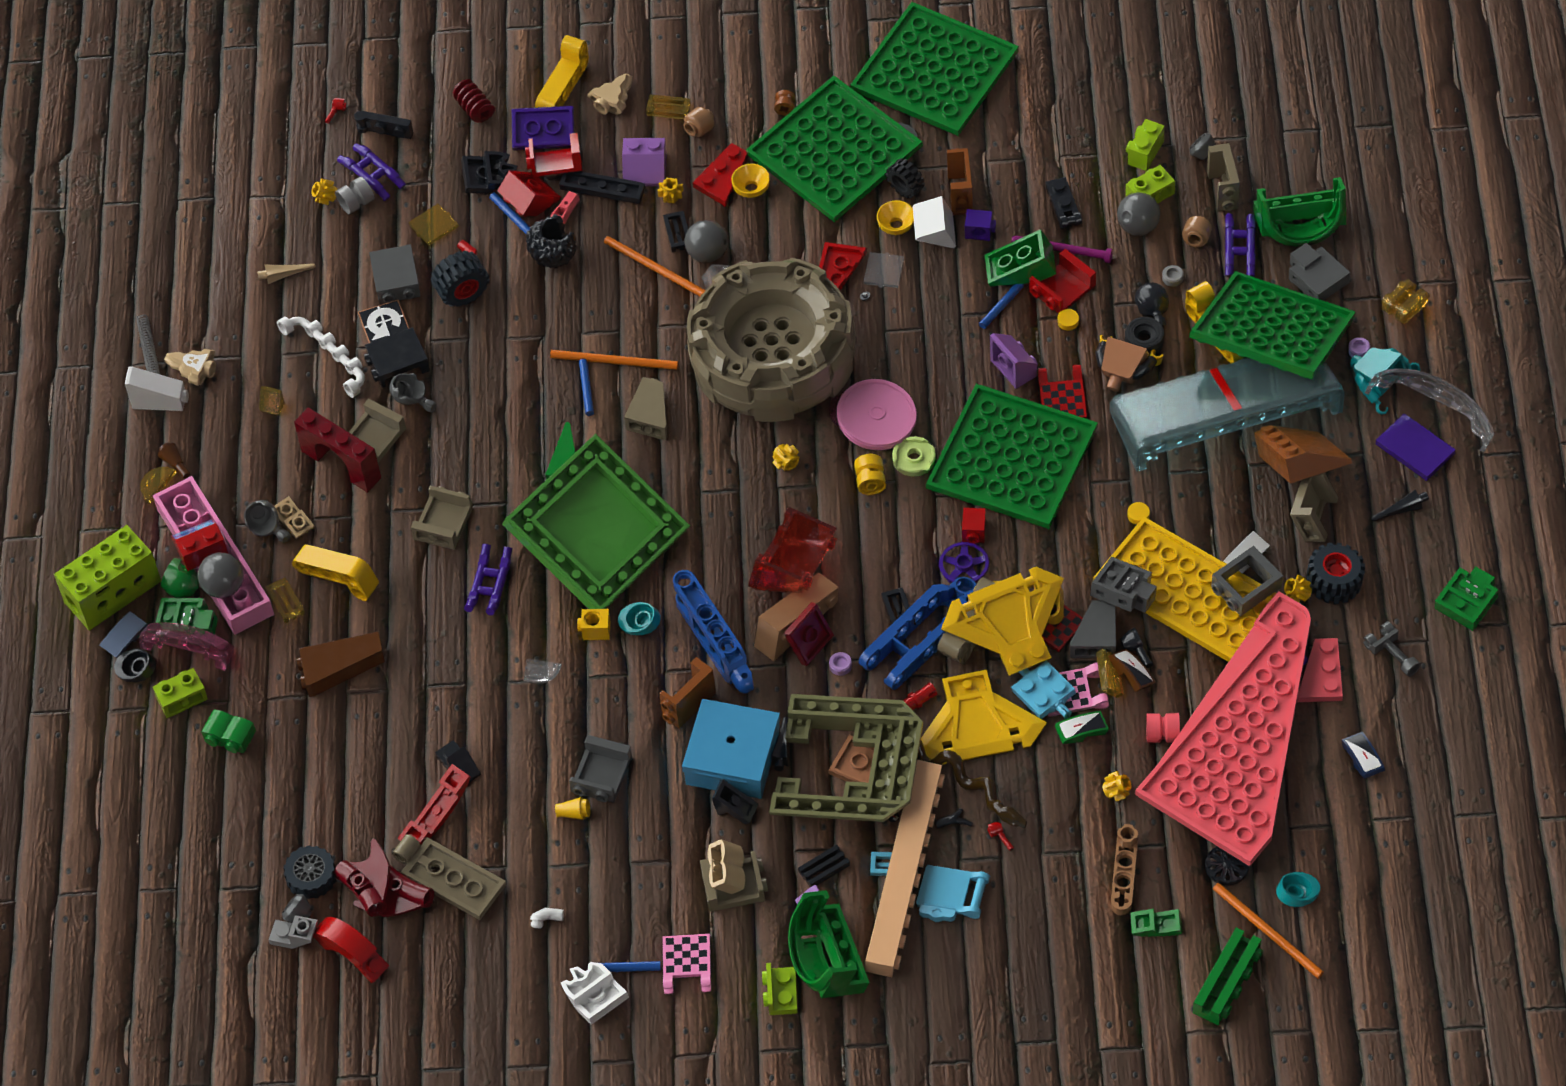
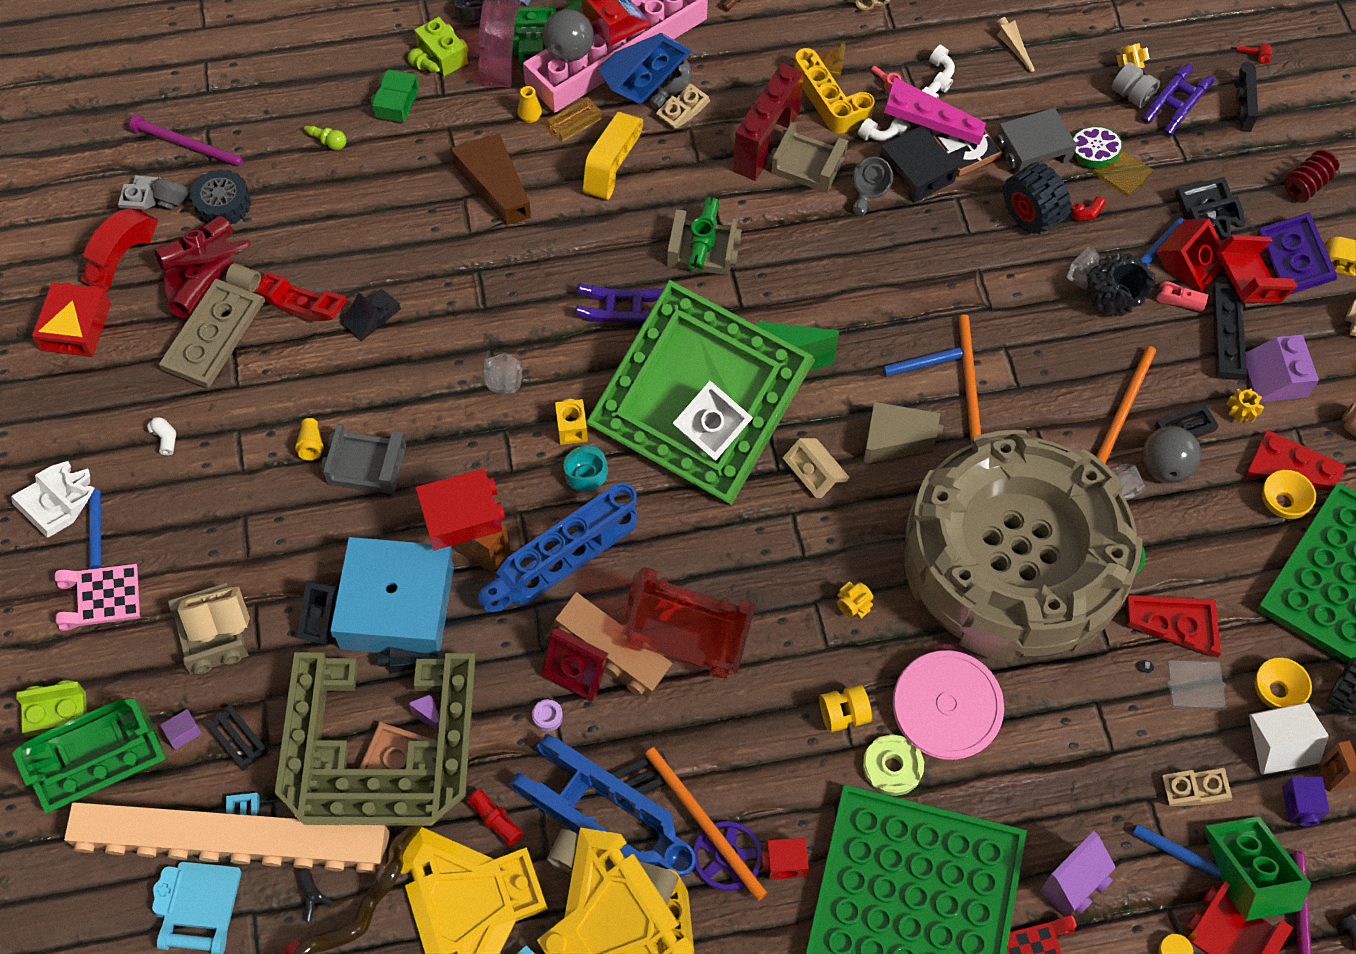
camera: 75 degrees right, 5 degrees up
(184, 715) = (421, 60): none -> lime bar
(208, 939) = (139, 124): none -> magenta bar
(260, 537) = (643, 66): none -> blue slope
(264, 782) = (333, 138): none -> lime bar
(267, 630) = (529, 107): none -> yellow cone
(302, 366) = (888, 79): none -> coral hand
(329, 404) = (836, 109): none -> yellow beam
(352, 338) = (923, 109): none -> dark pink wing
(408, 231) = (1097, 147): none -> tile
(416, 984) = (72, 319): none -> red brick
(427, 511) = (701, 242): none -> green pin
(524, 265) = (1081, 265): none -> clear brick
(631, 514) = (712, 420): none -> white slope
(667, 469) = (814, 466): none -> tan panel
(680, 680) = (460, 508): none -> red brick
(829, 735) = (426, 711): none -> medium lavender slope
(920, 579) = (706, 824): none -> orange piece
(959, 283) = (1197, 788): none -> tan slope

